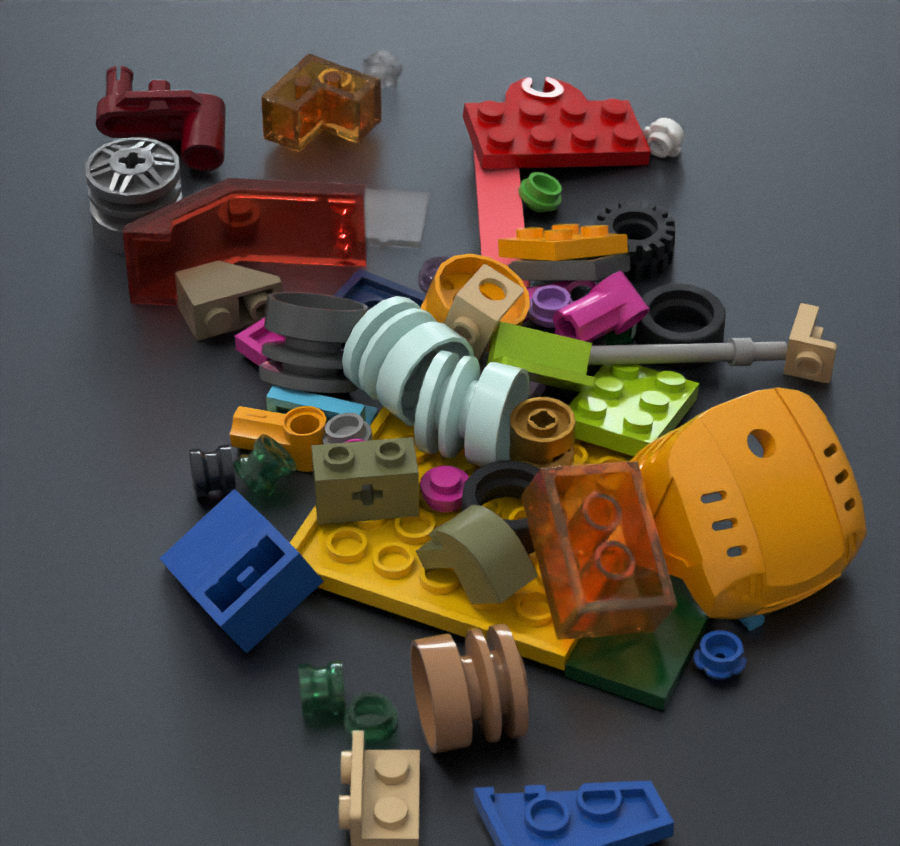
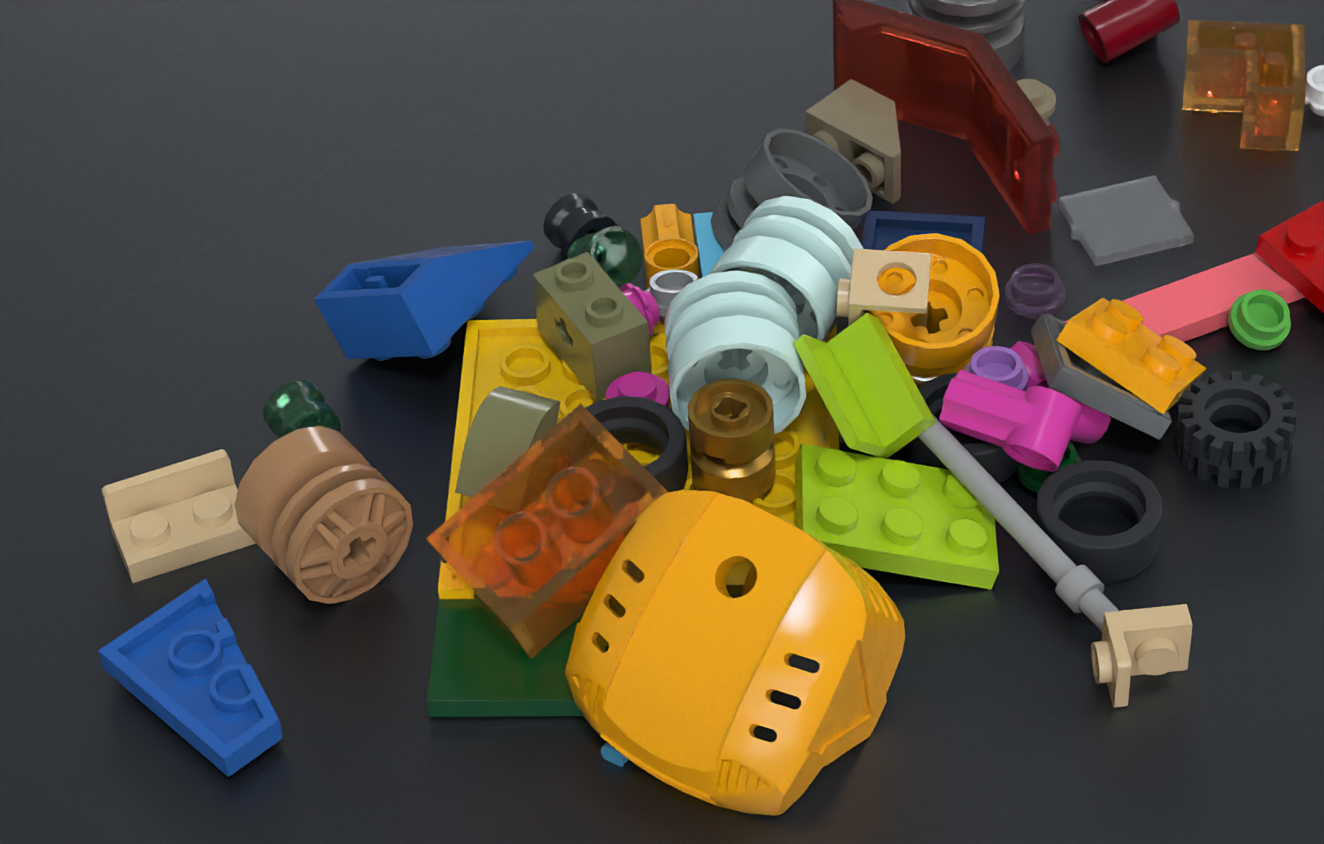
camera: 70 degrees right, 0 degrees up
(720, 655) = (525, 731): blue plate -> none

